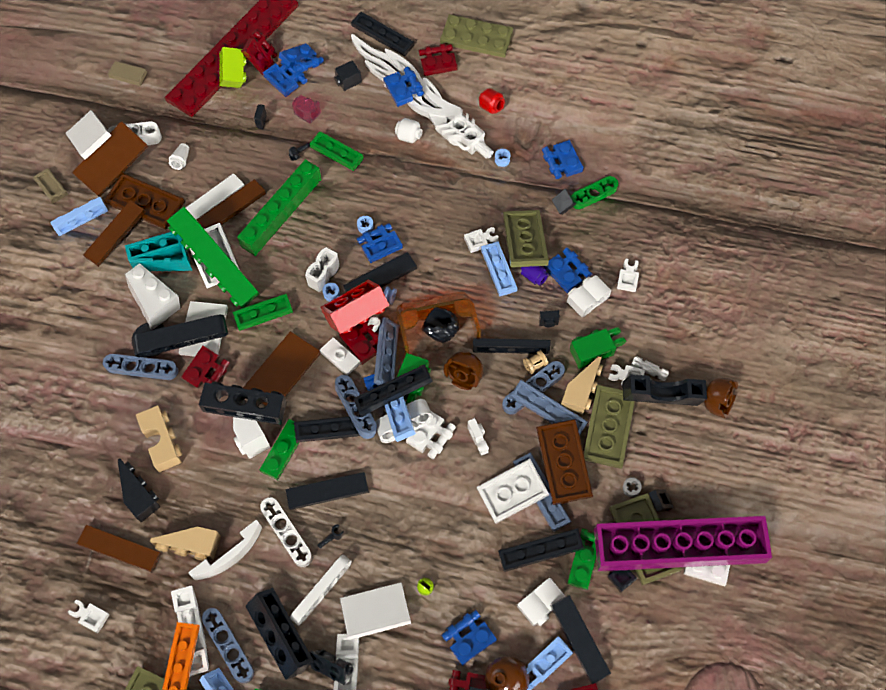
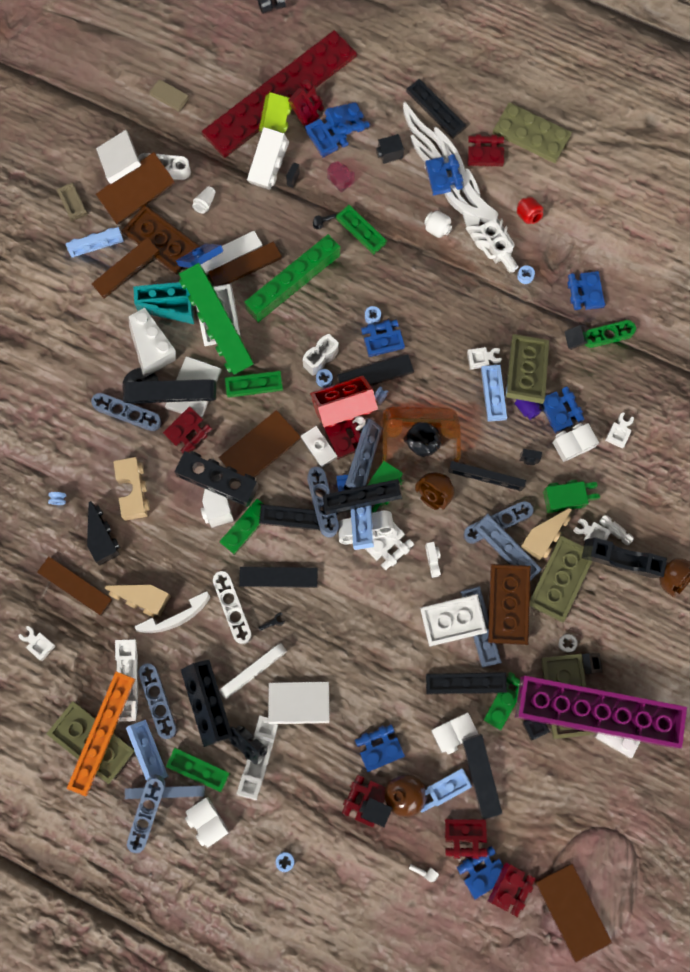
camera: 10 degrees right, 10 degrees up
(84, 465) = (57, 498): none -> light blue bush
(187, 202) = (200, 255): none -> blue plate
(233, 106) = (268, 158): none -> white wedge
(422, 589) = (346, 693): lime hinge -> none
(535, 362) = (506, 497): tan bush -> none

